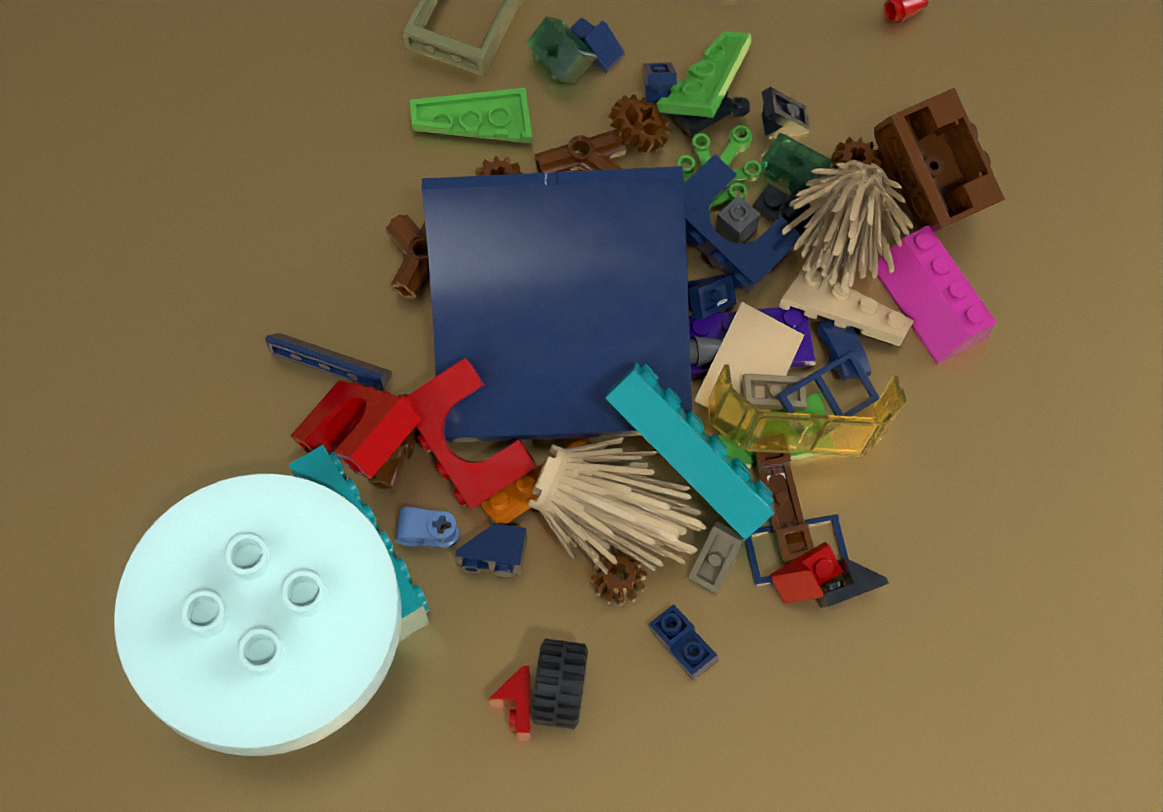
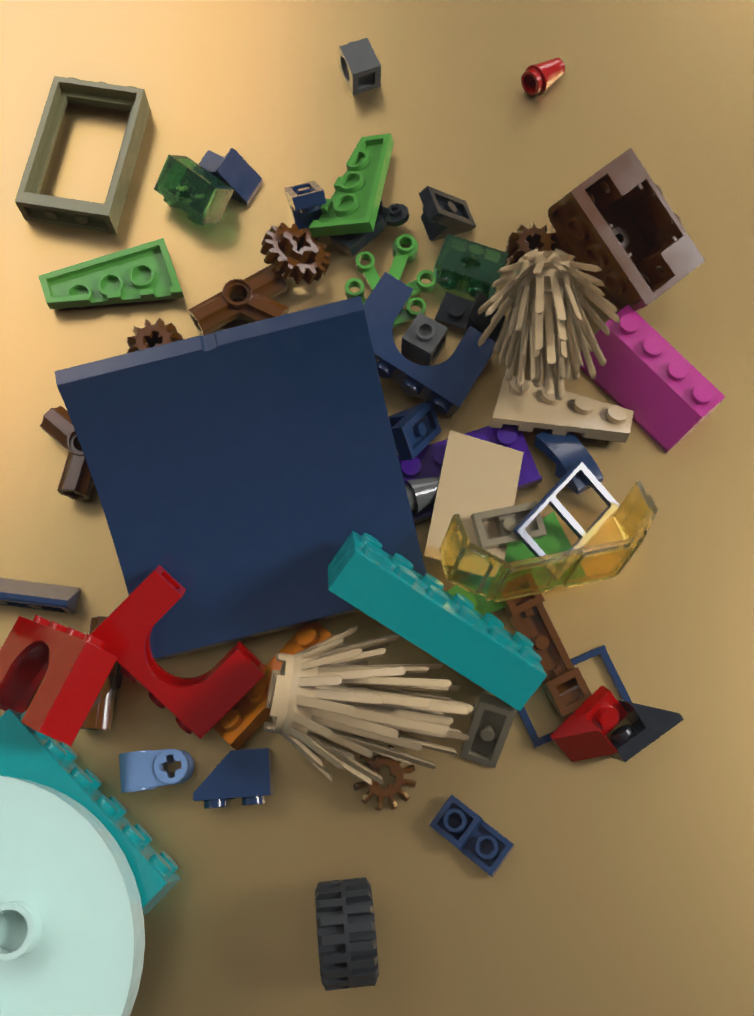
camera: 15 degrees left, 5 degrees up
(516, 693) = (301, 948): red slope -> none

